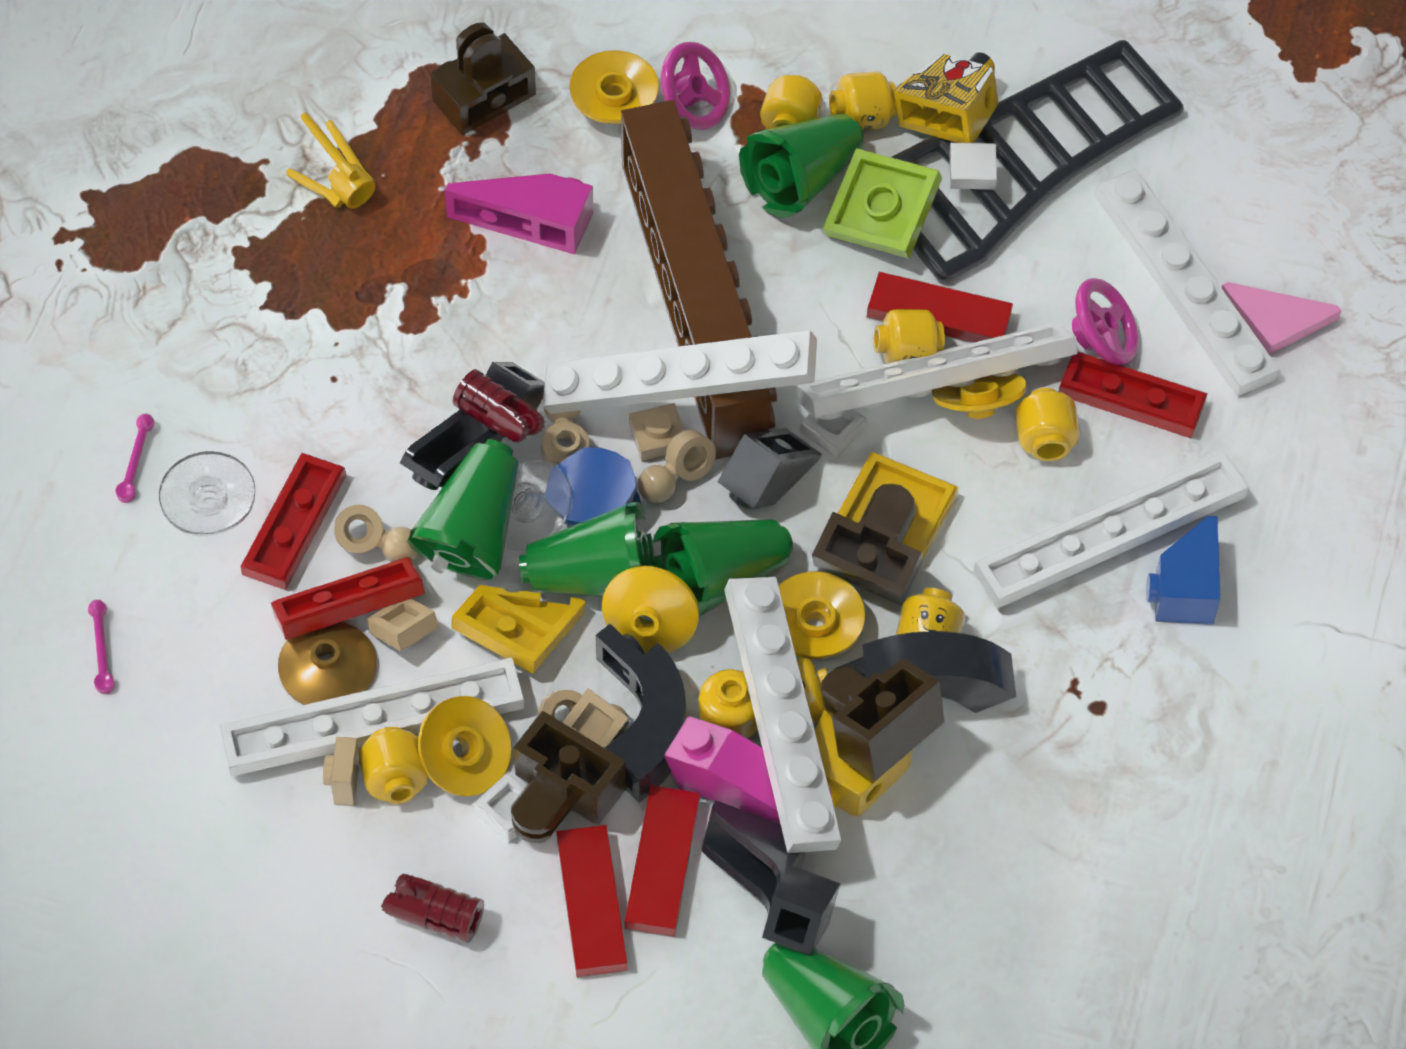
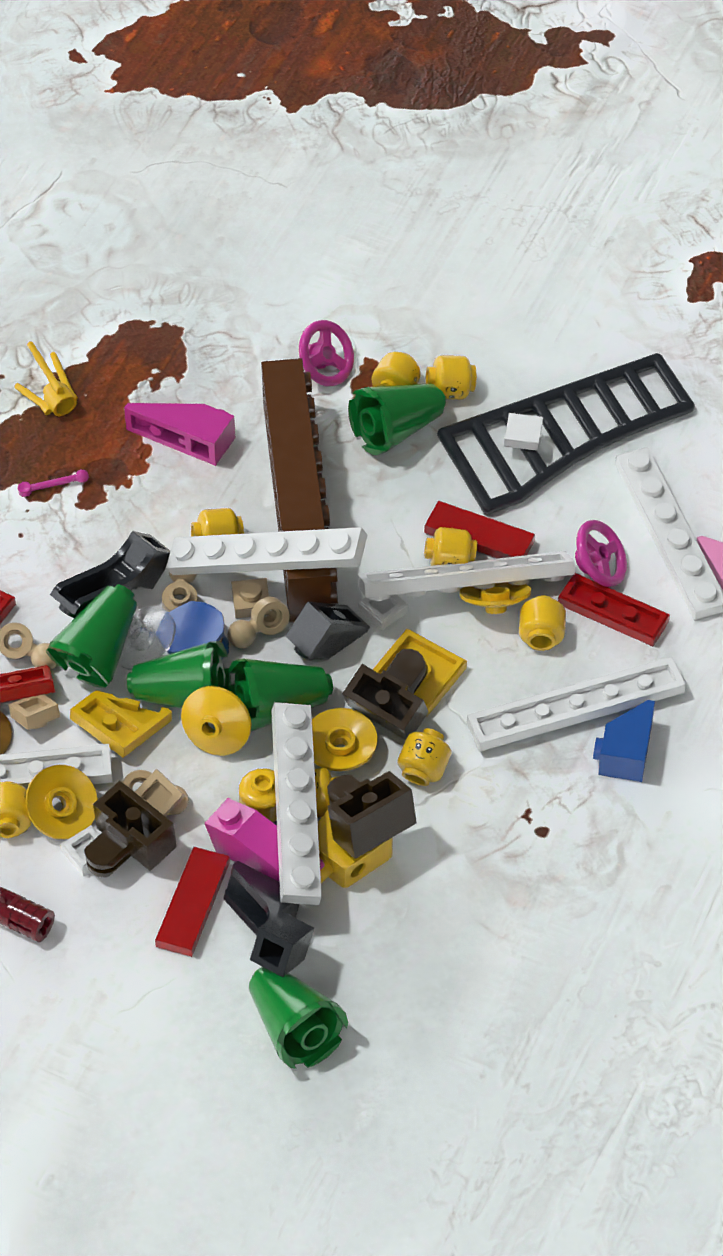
camera: 10 degrees right, 5 degrees down
(328, 314) = (26, 489): none -> dark pink hinge
(483, 80) = (170, 333): dark brown brick -> none
(497, 407) = (121, 560): dark red hinge -> none
(591, 901) = (134, 923): red tile -> none
(597, 337) = (217, 522): none -> yellow head
(612, 74) = (264, 343): yellow dish -> none
(662, 701) = (212, 789): black arch -> none
(882, 203) = (449, 451): lime plate -> none
(949, 97) = (515, 380): yellow torso -> none
(967, 666) = (434, 784): black arch -> none

